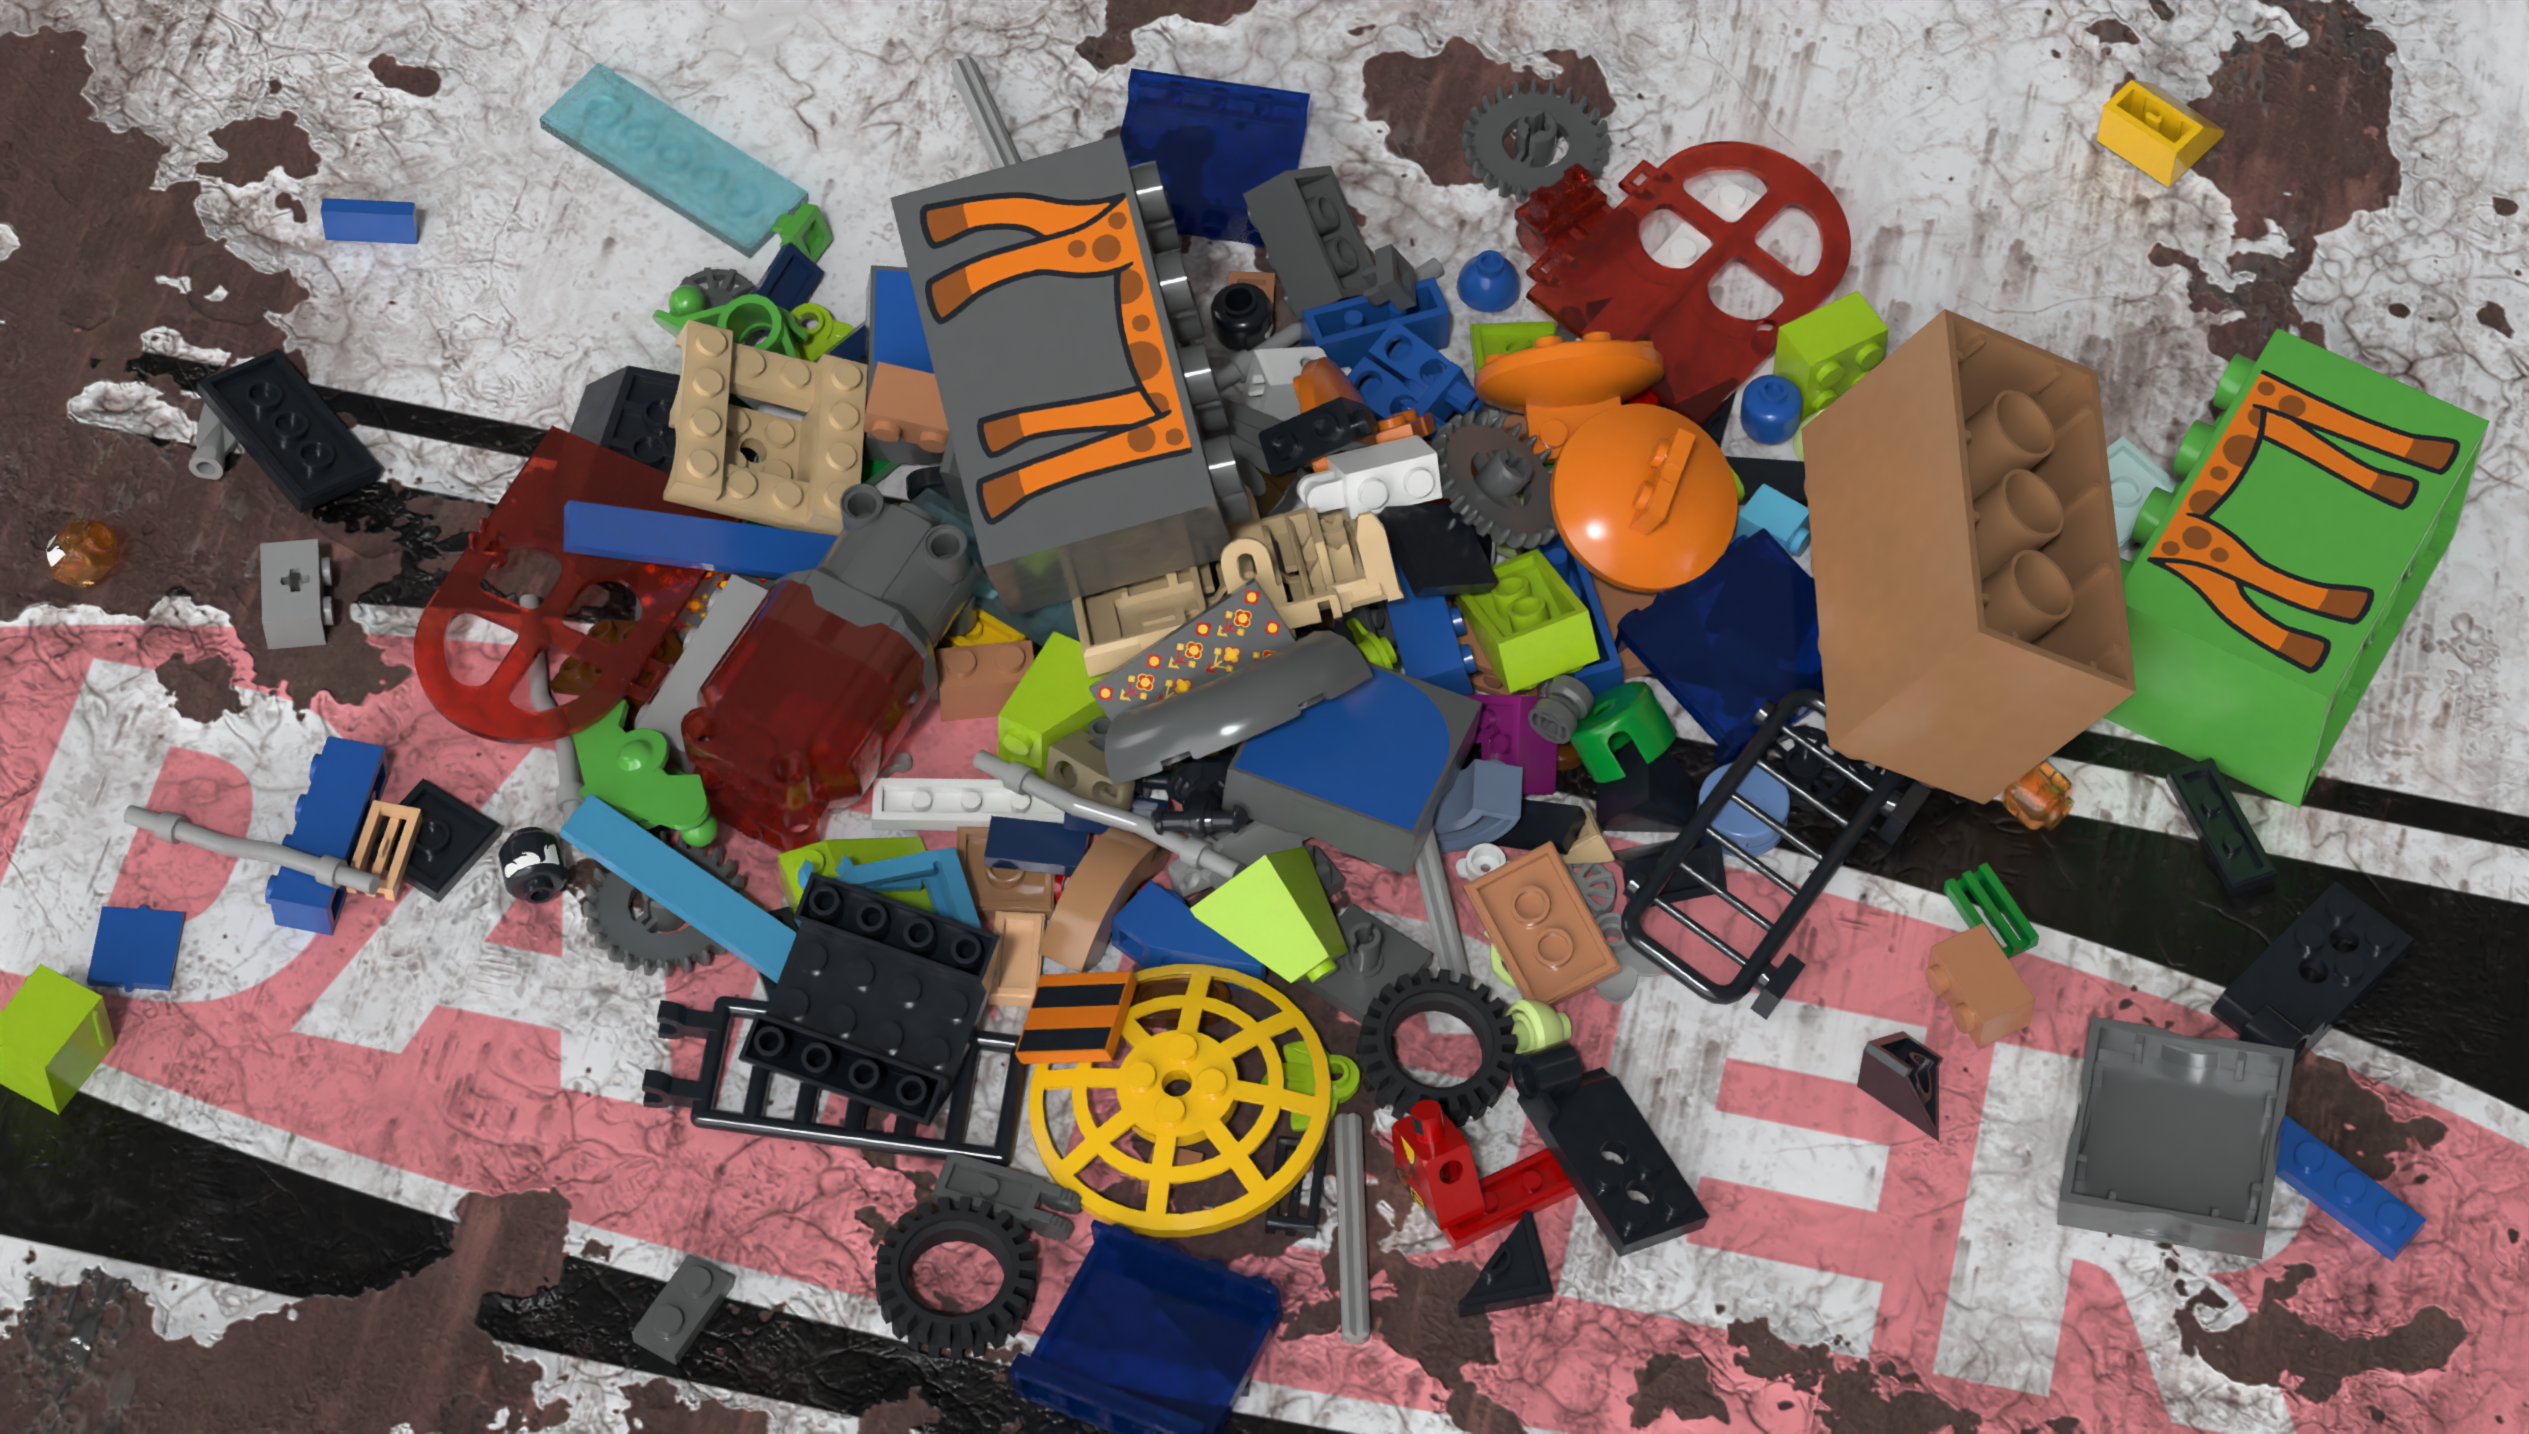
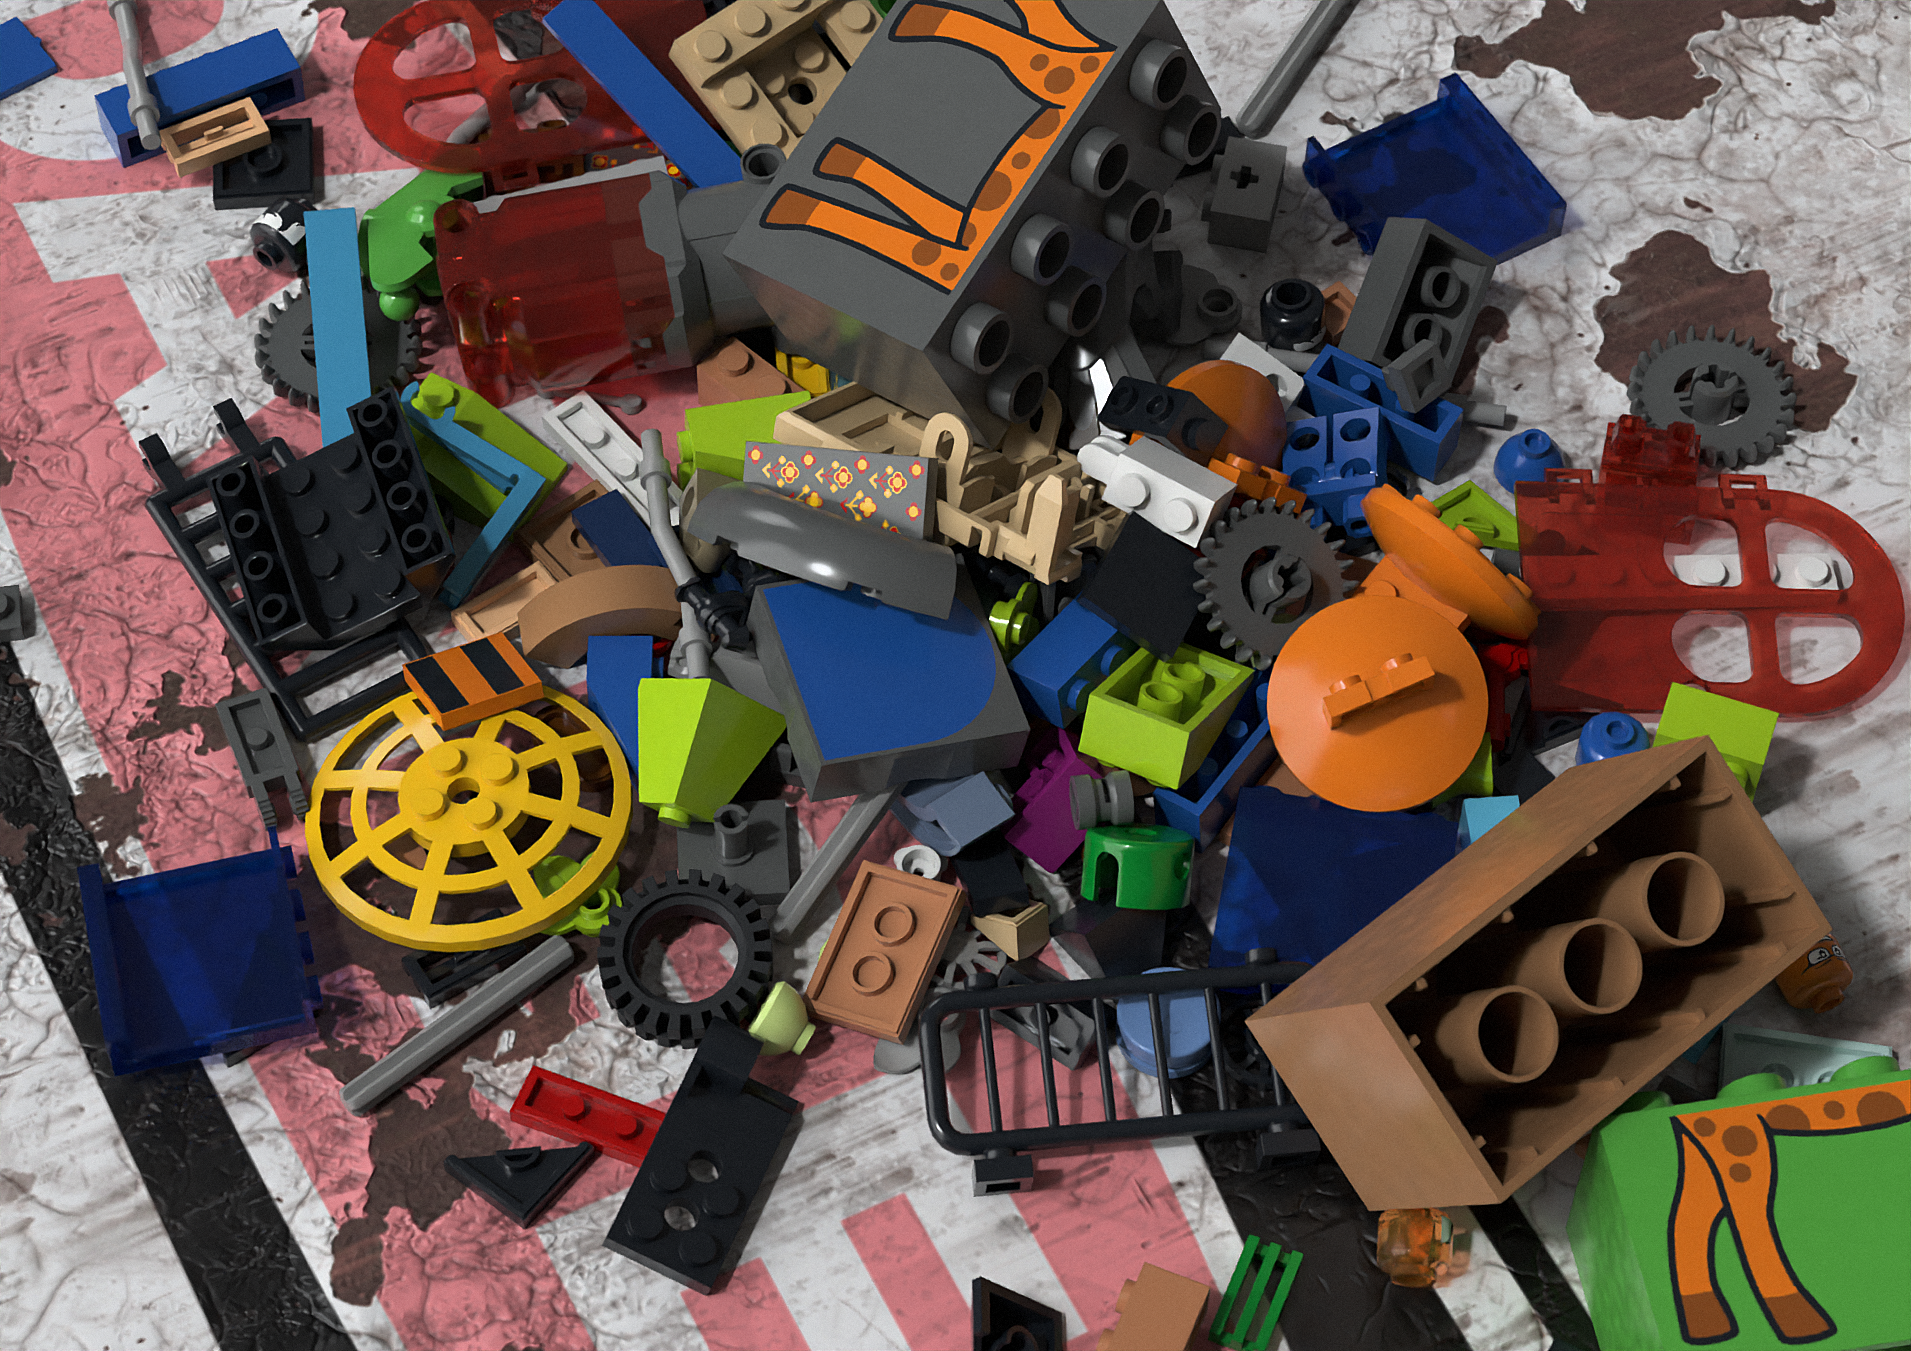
camera: 50 degrees right, 0 degrees up
(962, 1330) = (164, 828): black tyre -> none
(1423, 1148) = (556, 1011): red torso -> none

